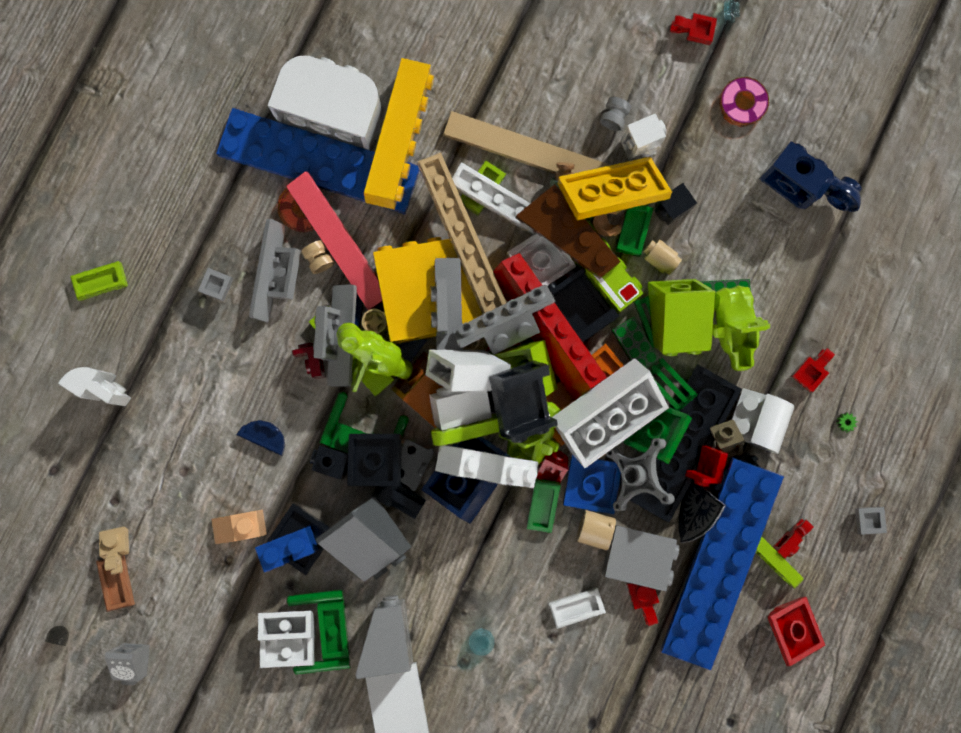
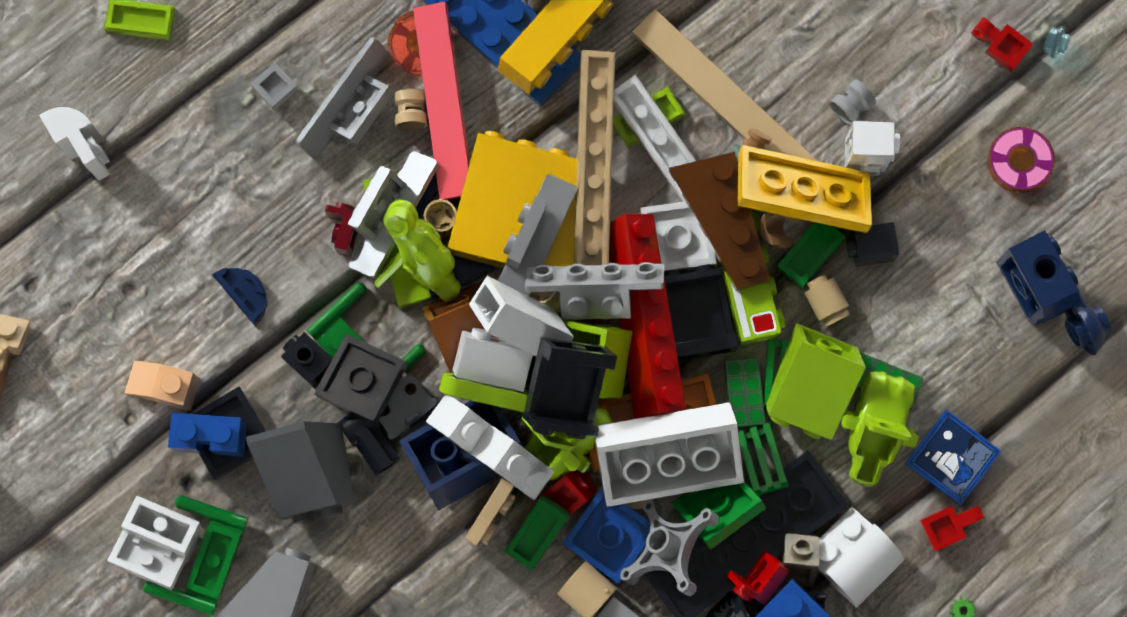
camera: 30 degrees right, 5 degrees down
(506, 521) = (499, 502): none -> tan plate
(793, 323) = (952, 457): none -> tile

